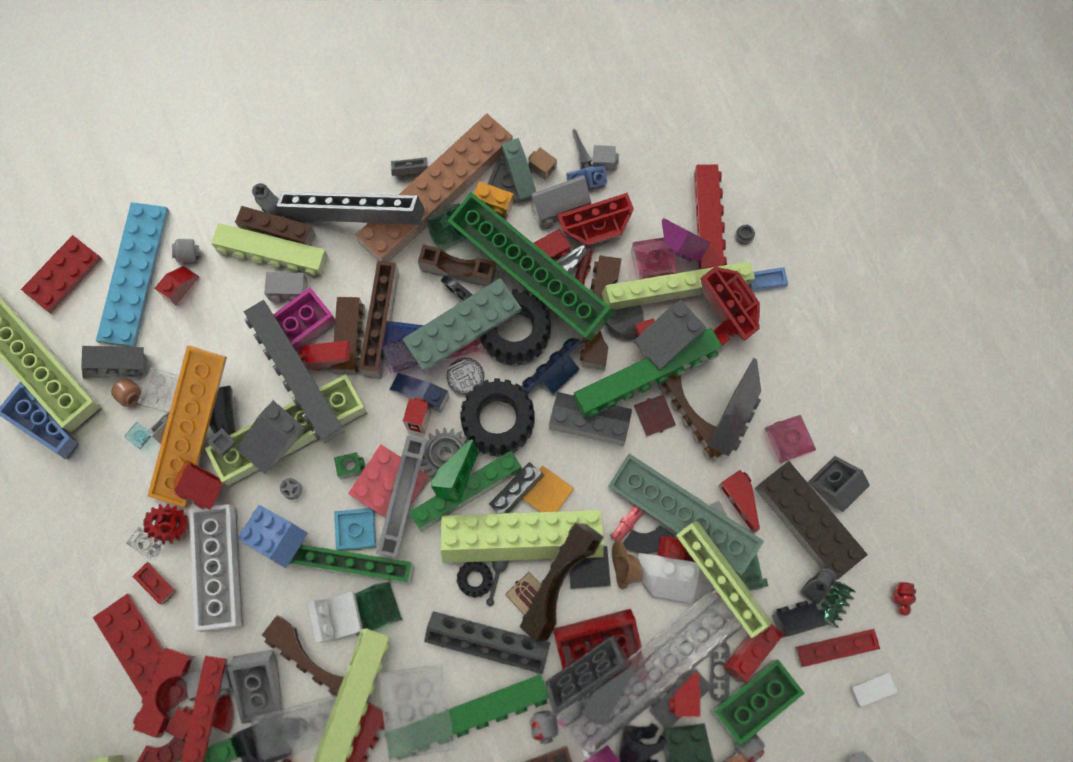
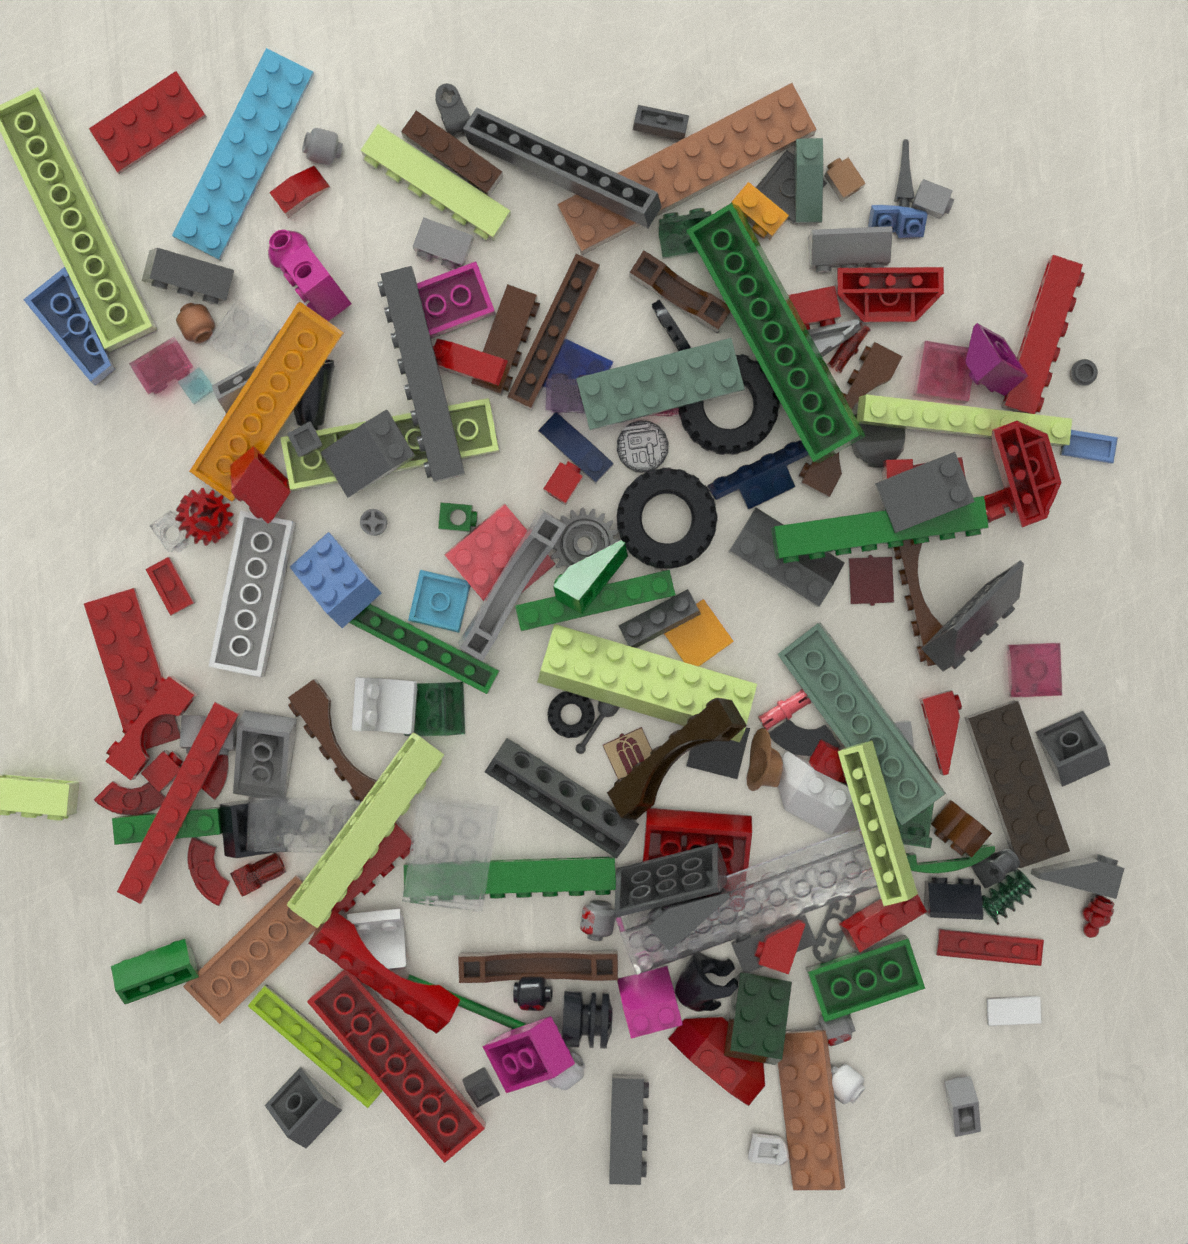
camera: 20 degrees right, 15 degrees up
(108, 428) = (161, 366): none -> clear pink brick
(195, 331) = (302, 268): none -> dark pink brick
(784, 566) = (961, 829): none -> reddish brown brick
(799, 584) = (949, 865): none -> green slope
(895, 566) = (1087, 874): none -> dark grey slope

